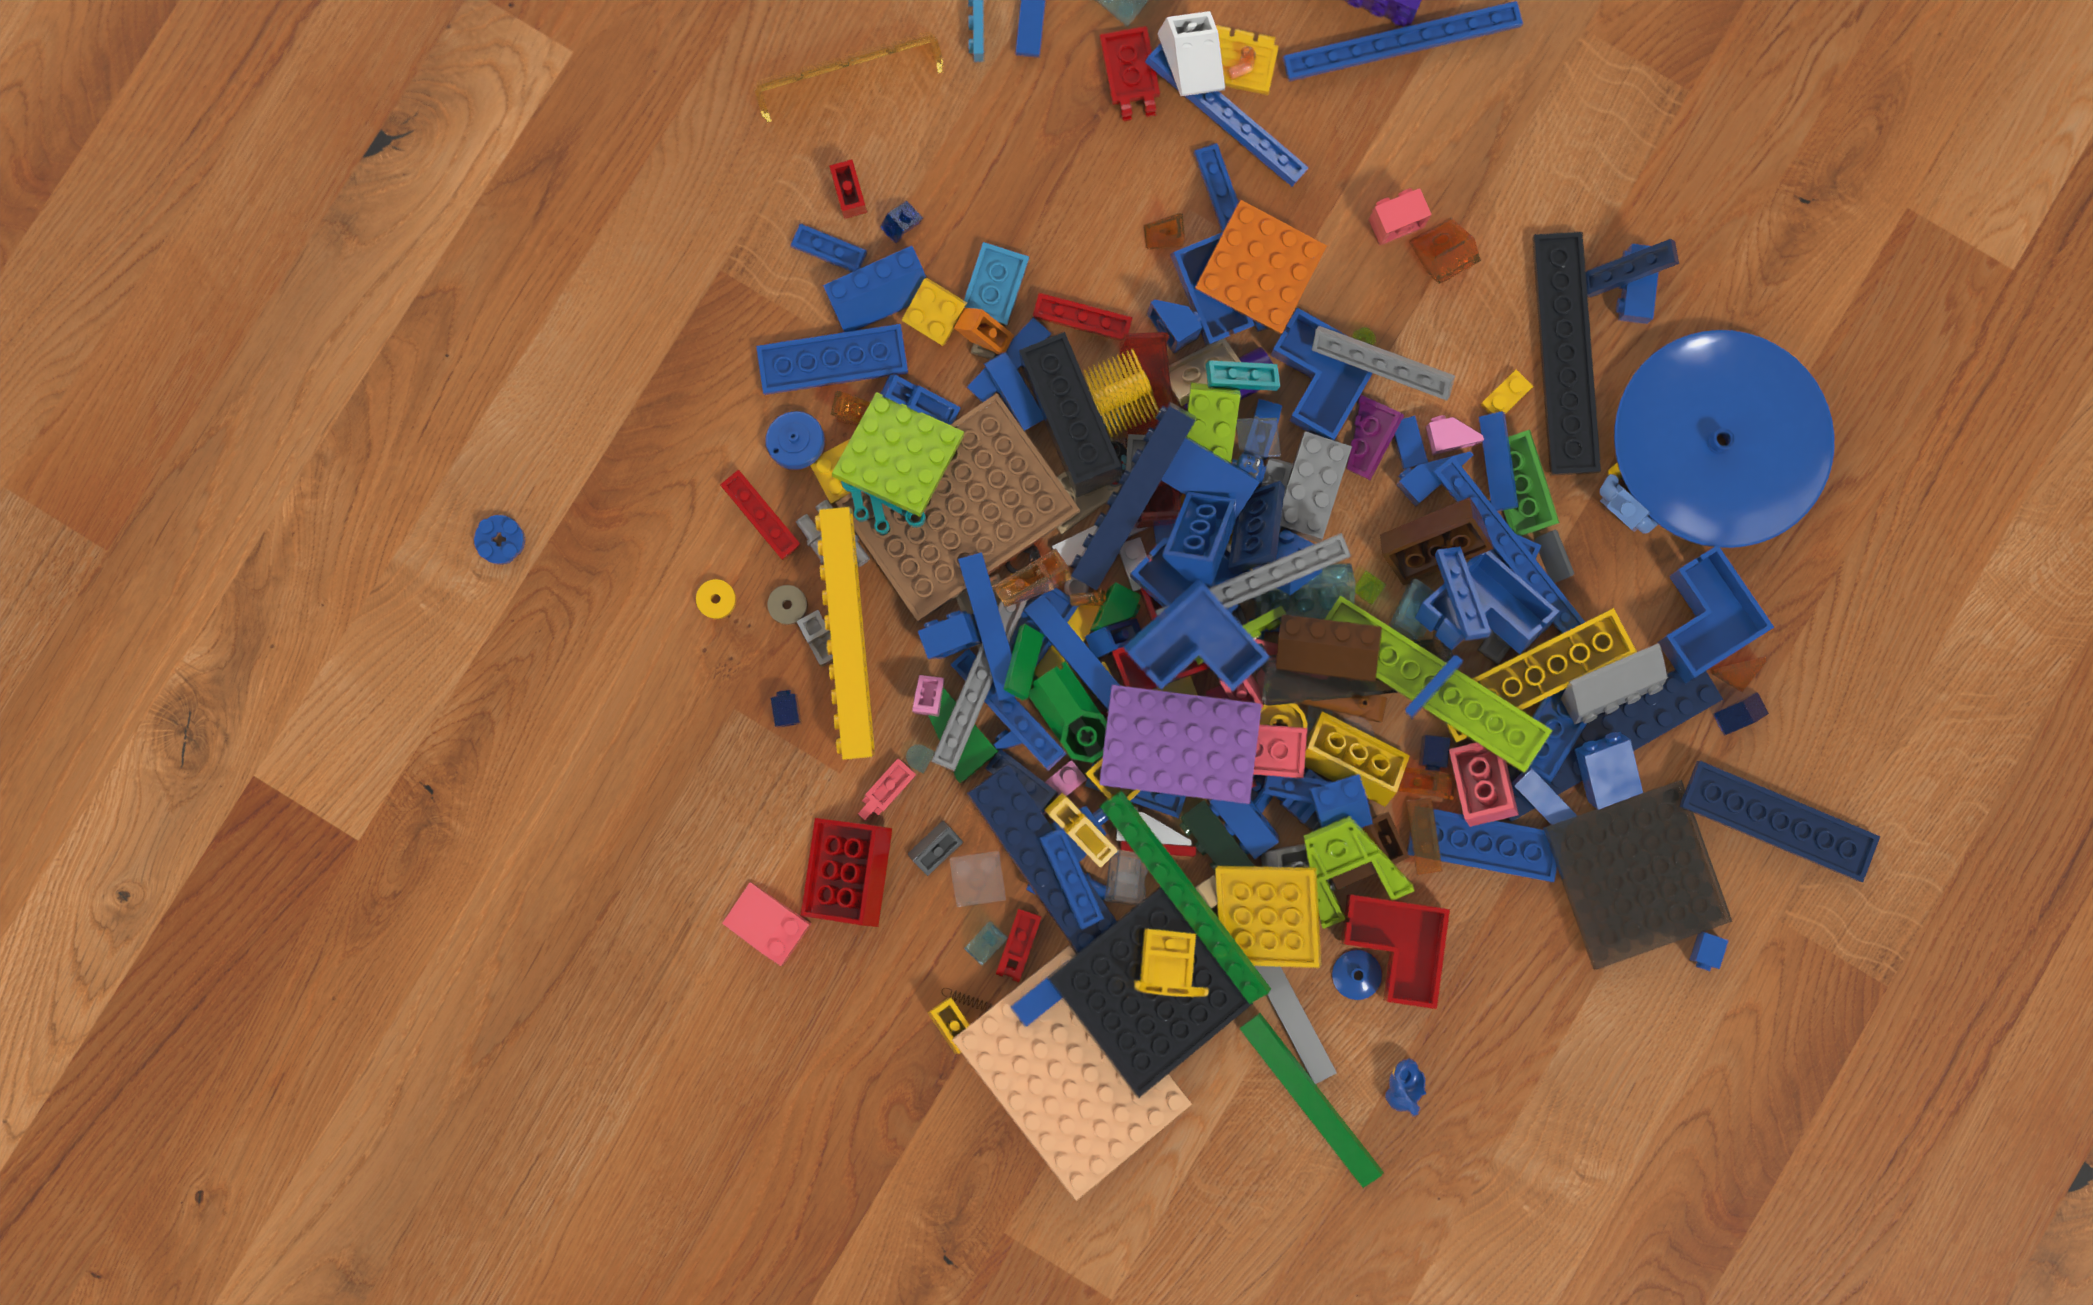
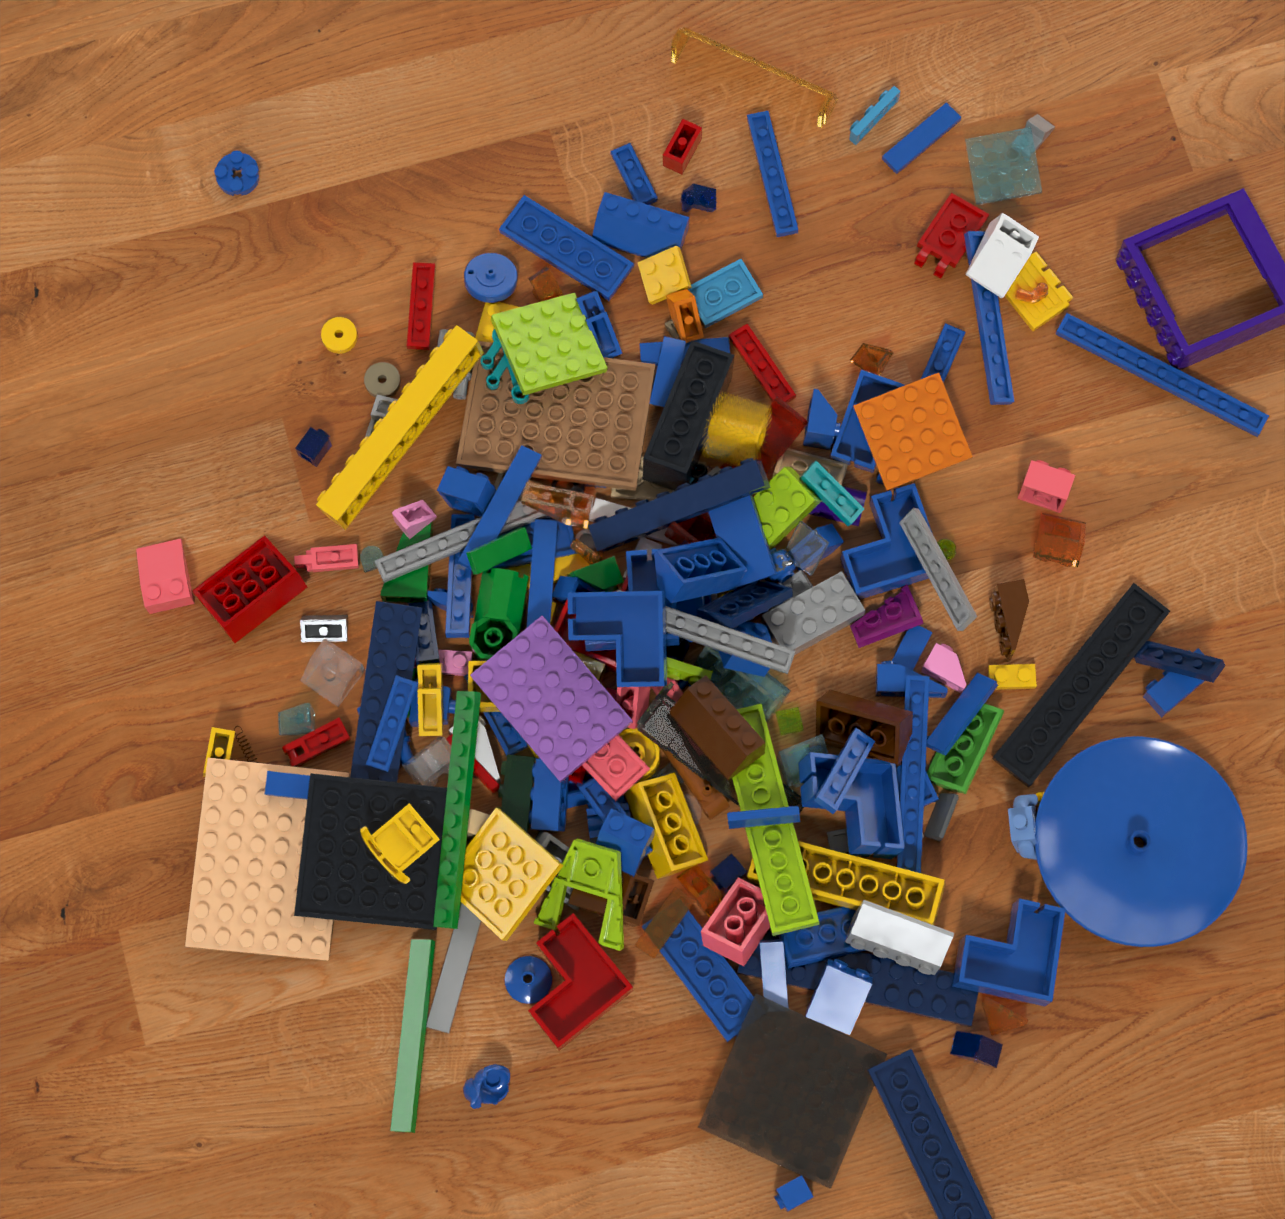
camera: 45 degrees right, 10 degrees down
(940, 146) = (772, 174): none -> blue plate
(1467, 347) = (1010, 605): none -> reddish brown slope

